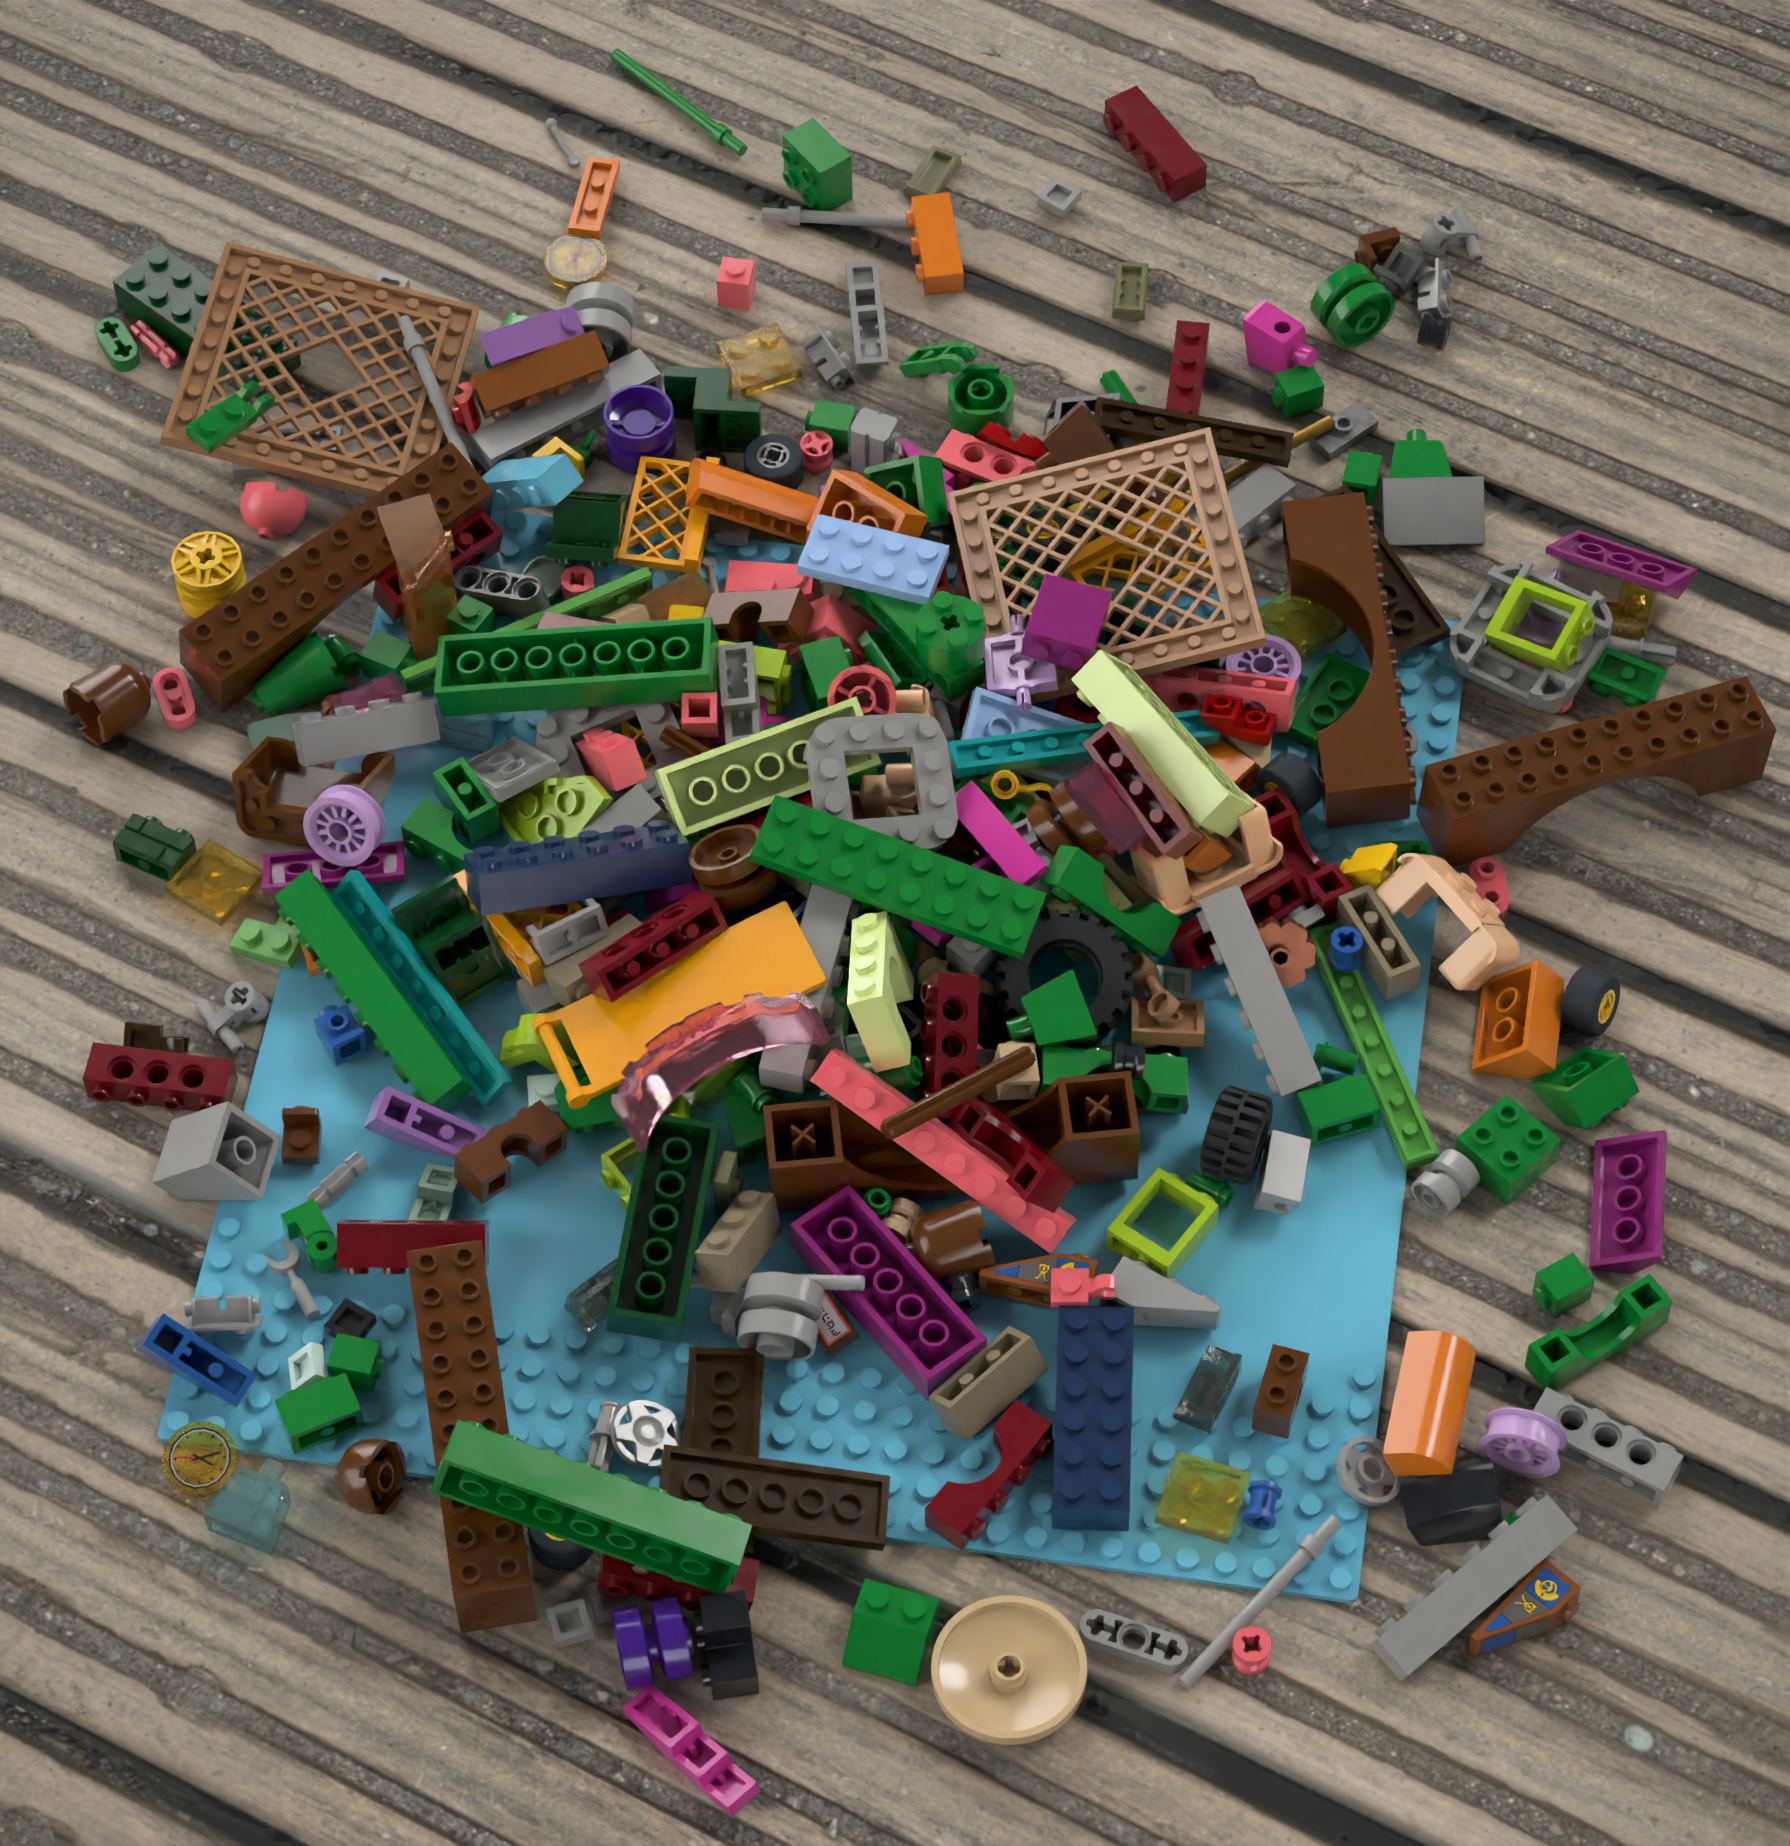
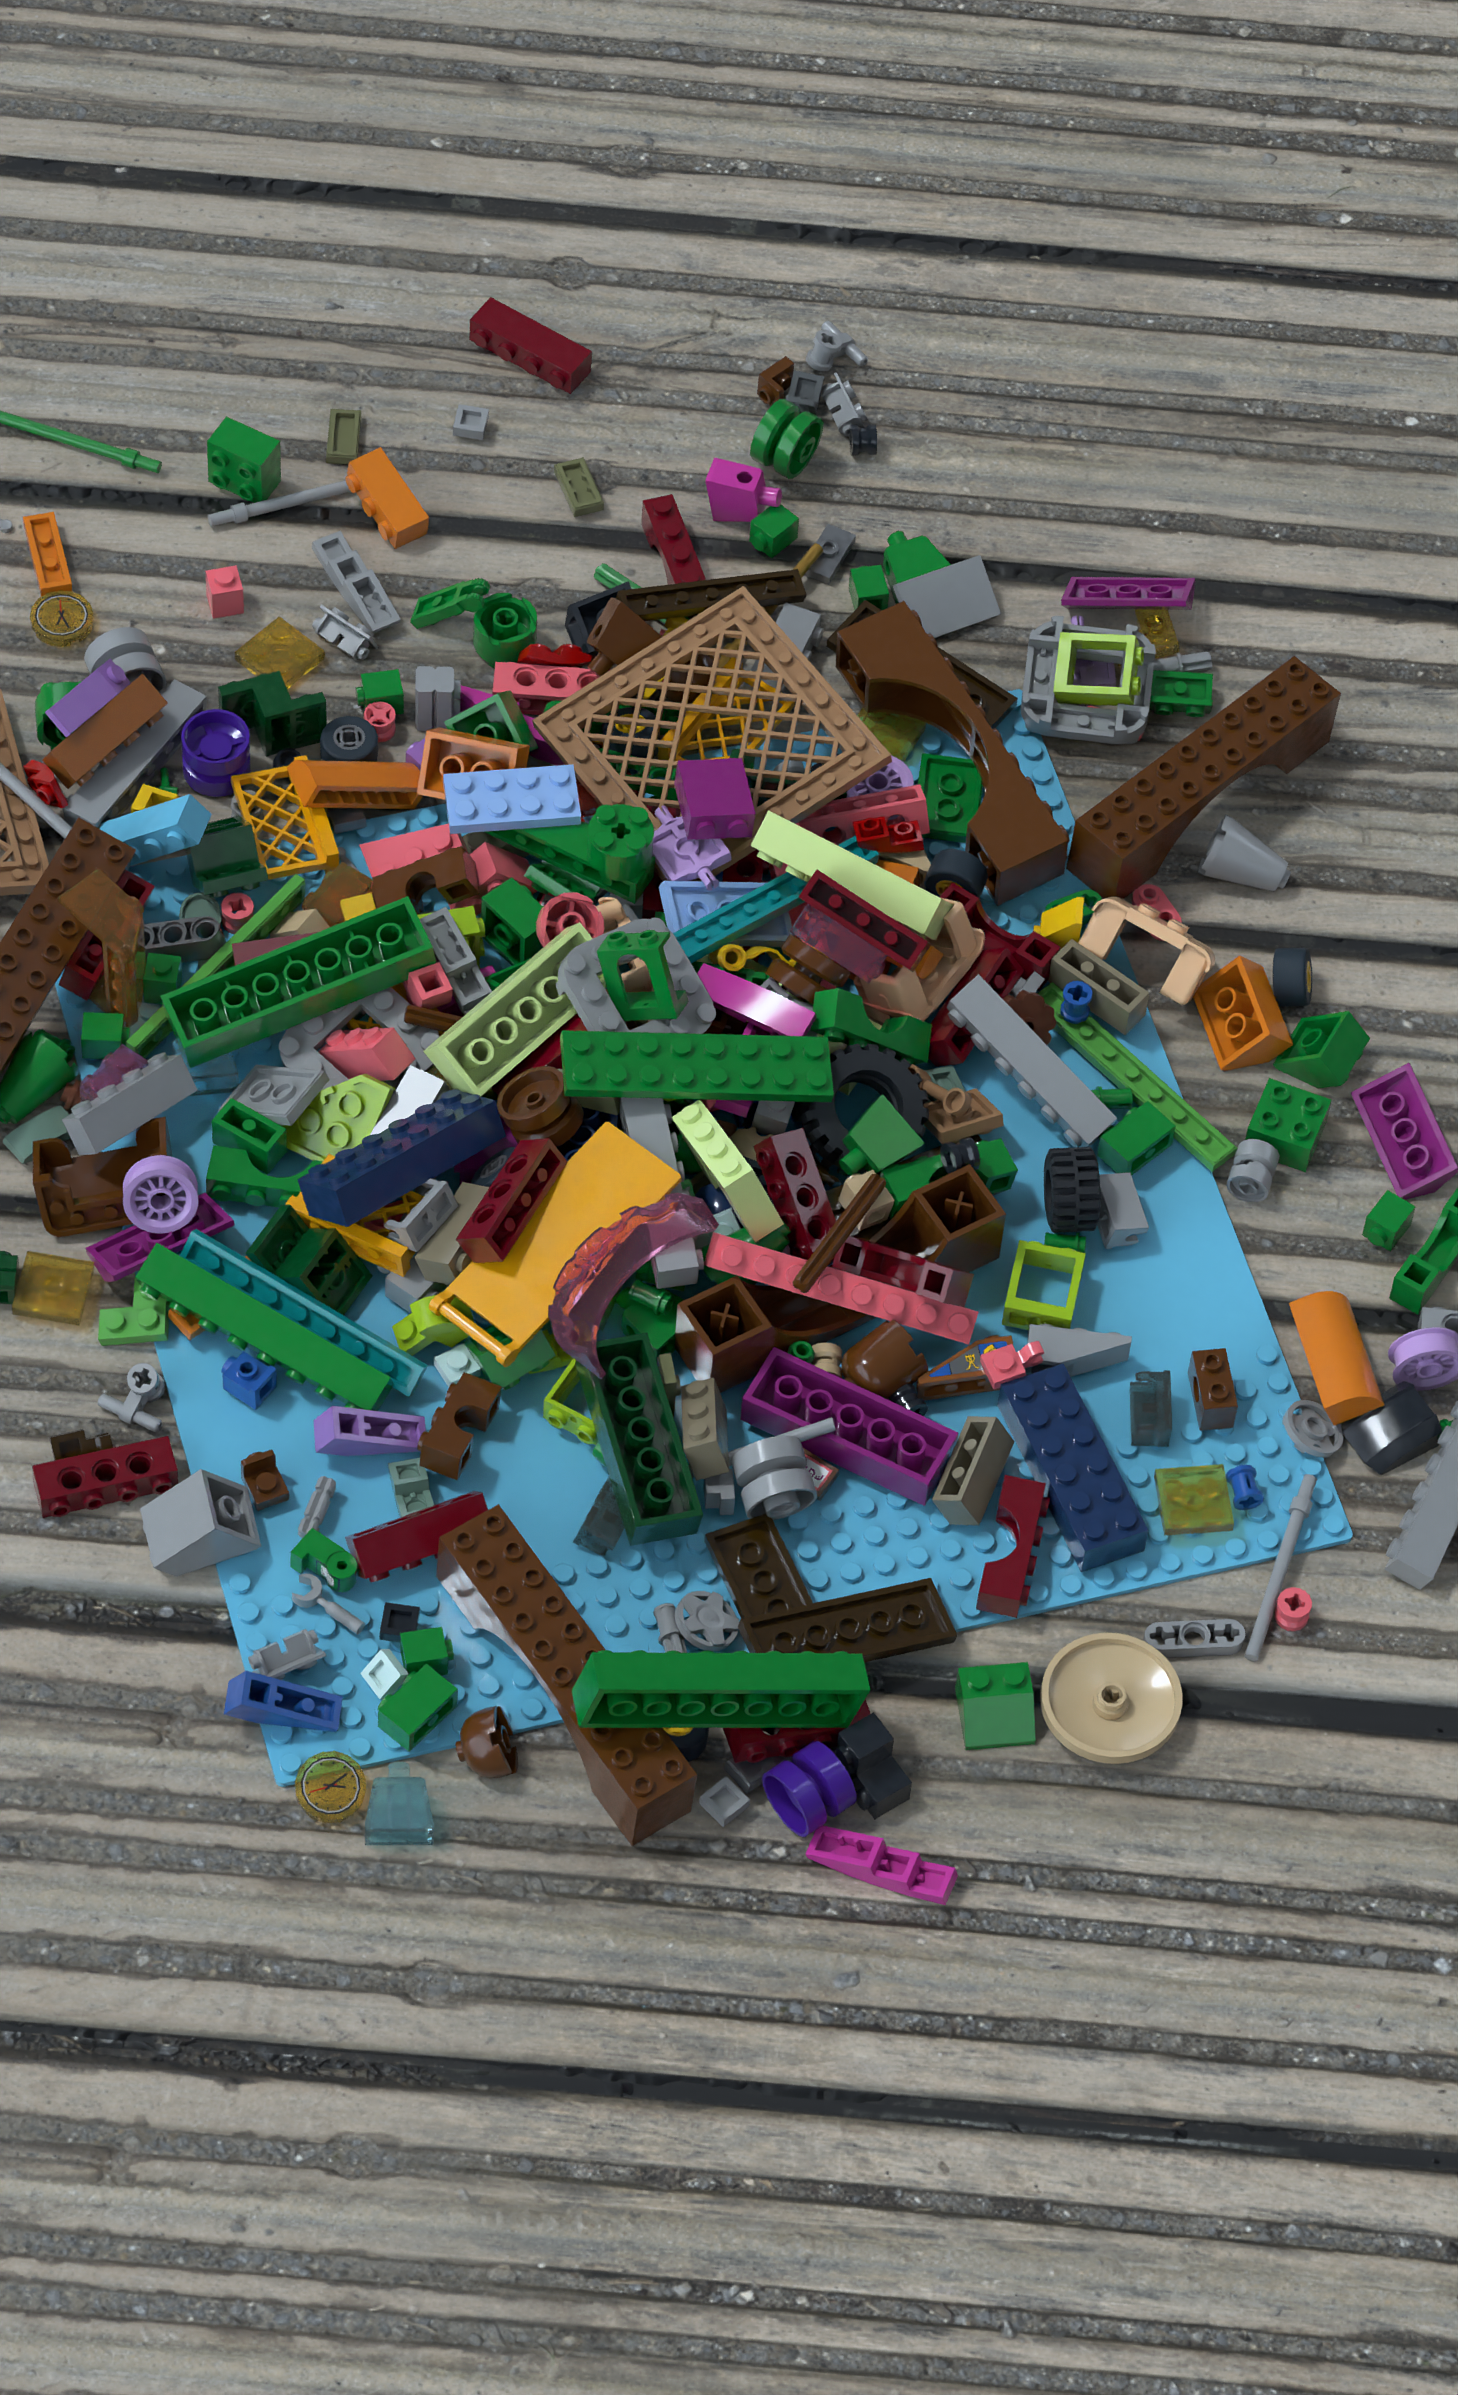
camera: 30 degrees left, 0 degrees up
(889, 801) = (652, 1005): none -> green panel
(1600, 864) = (1243, 858): none -> light grey cone

